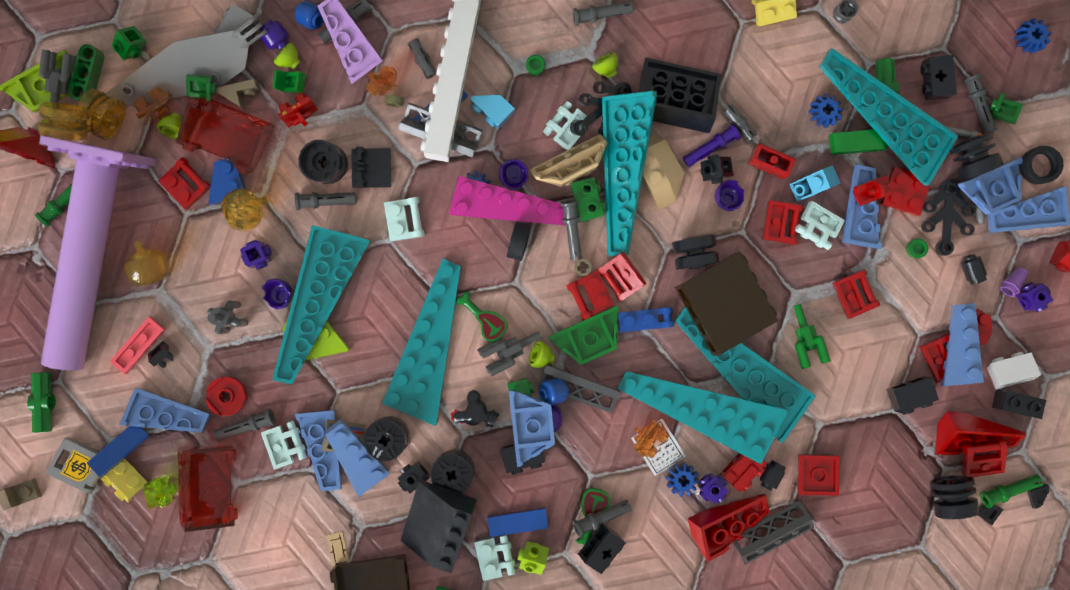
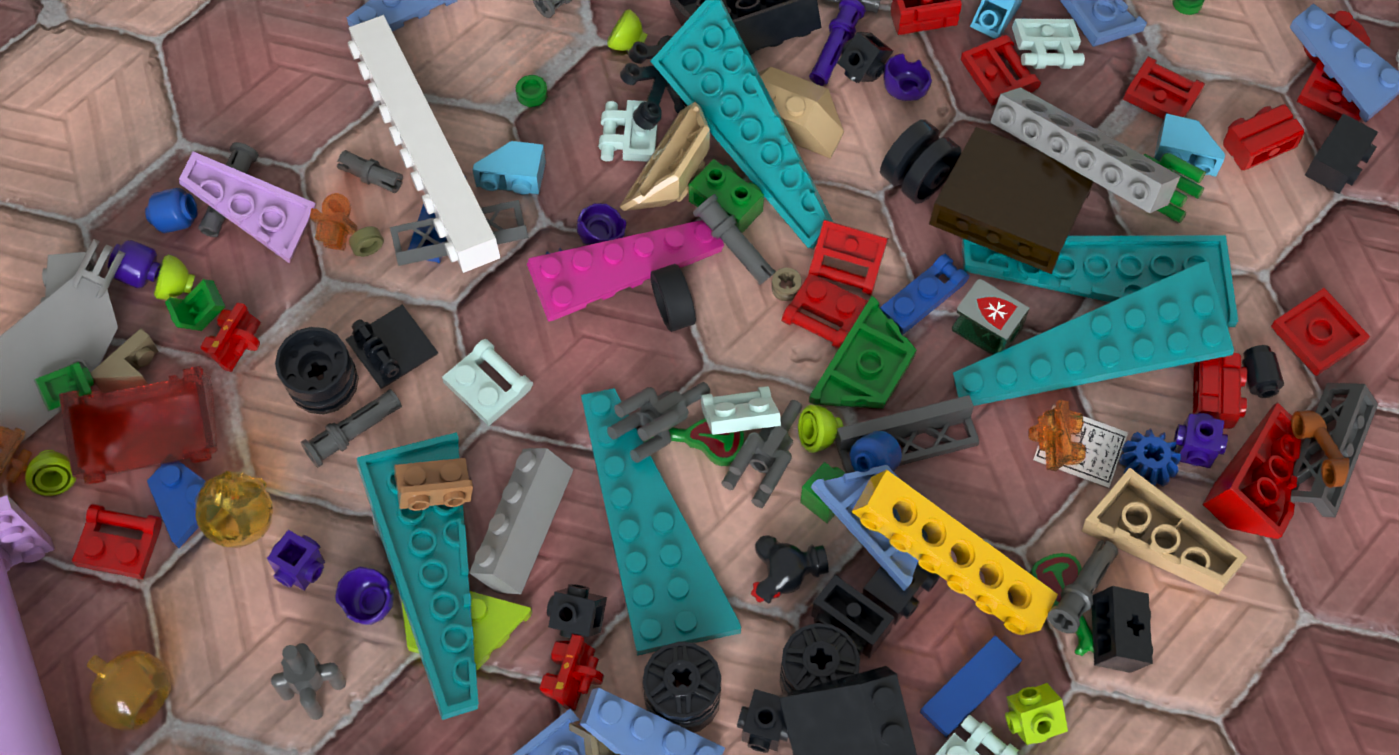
camera: 35 degrees left, 25 degrees down
(338, 262) = (433, 484): none -> medium nougat bracket
(347, 396) = (576, 672): none -> red hips
(365, 368) = (576, 611): none -> black brick
(370, 307) = (521, 521): none -> light grey brick
(468, 298) = (656, 416): none -> dark grey plant
(486, 460) = (853, 613): none -> black brick
(506, 326) = (740, 411): none -> light aqua plate
(531, 426) = (1030, 596): none -> yellow brick
(654, 513) = (1163, 533): none -> tan wedge
(664, 358) = (990, 318): none -> piece
(759, 552) = (1310, 425): none -> dark orange bar
(781, 304) = (1085, 149): none -> light grey brick
(840, 333) = (1190, 142): none -> medium azure slope
(883, 356) = (1263, 136): none -> red brick

